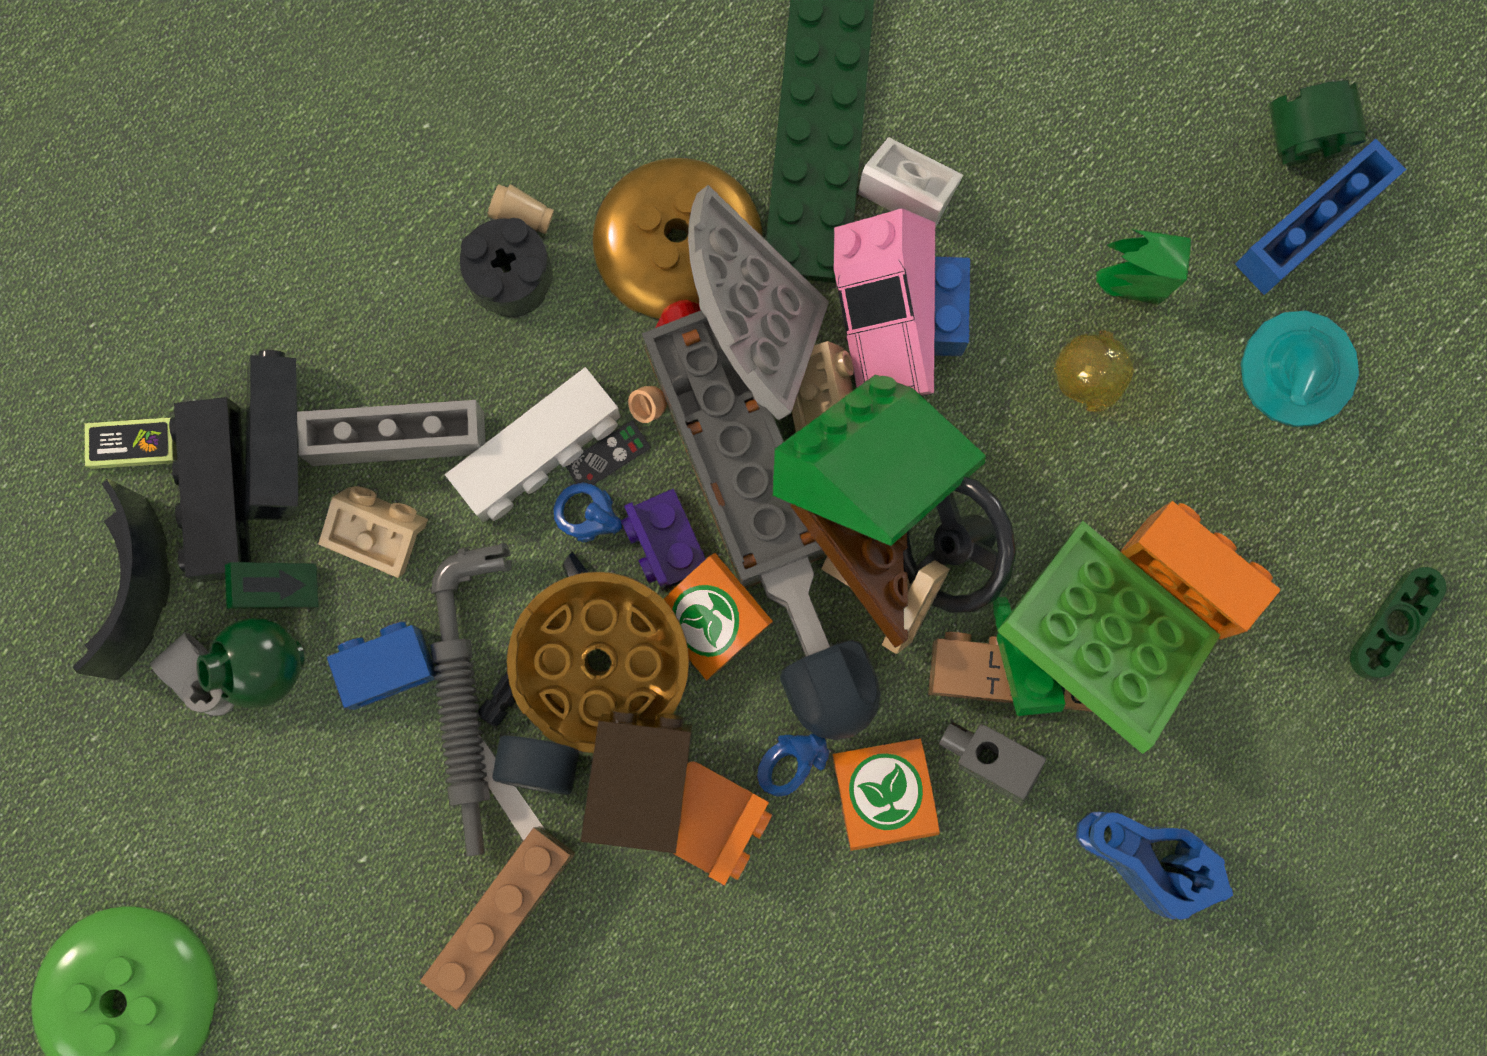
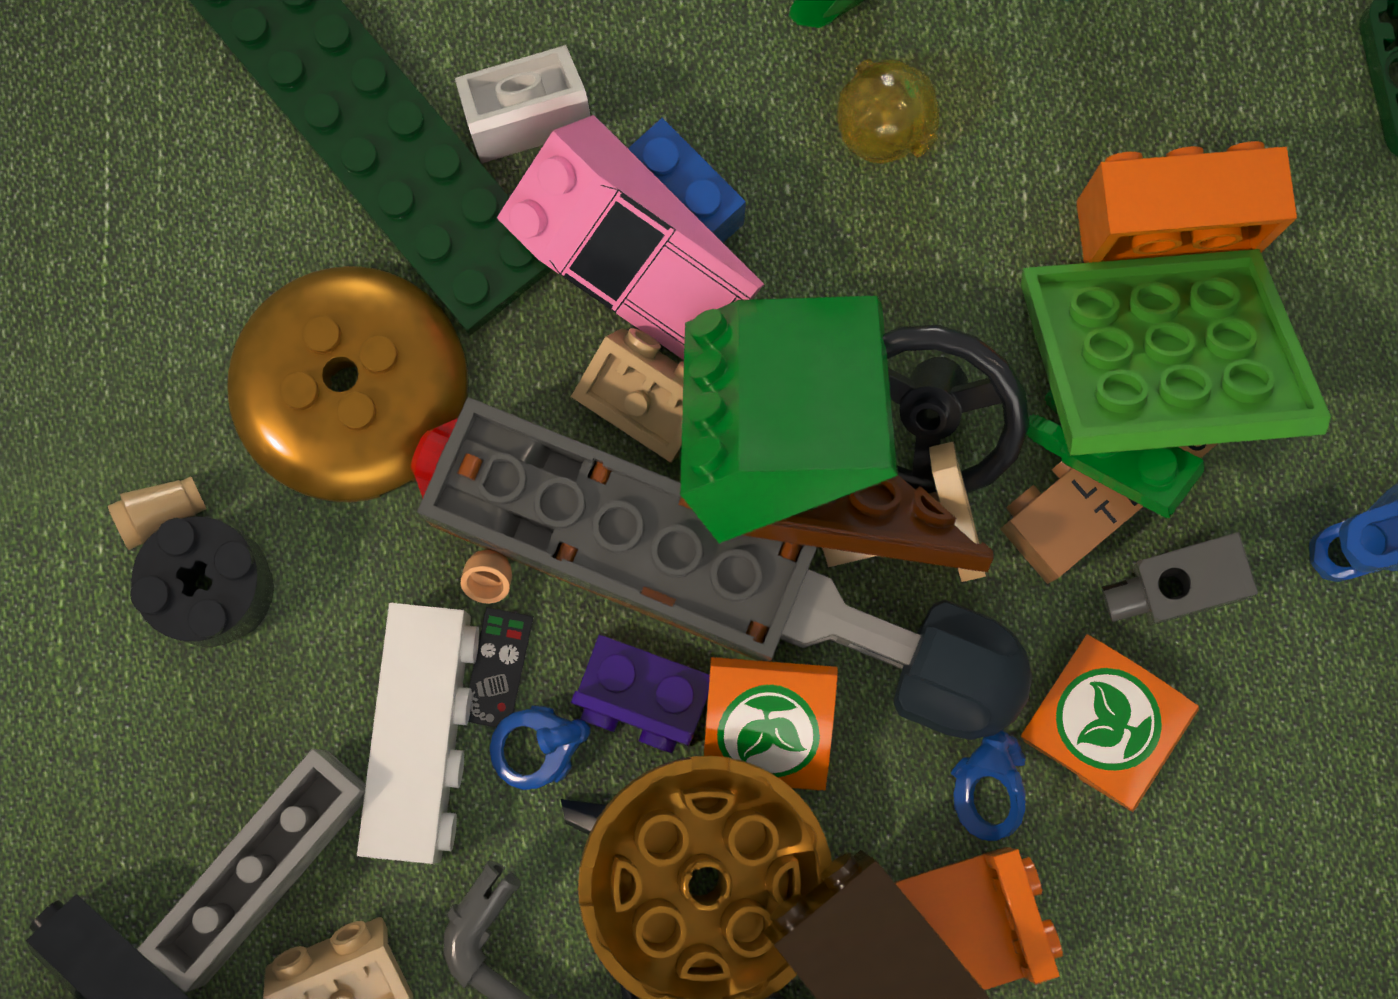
camera: 45 degrees left, 0 degrees up
(753, 302) = (497, 370): light grey plate -> none

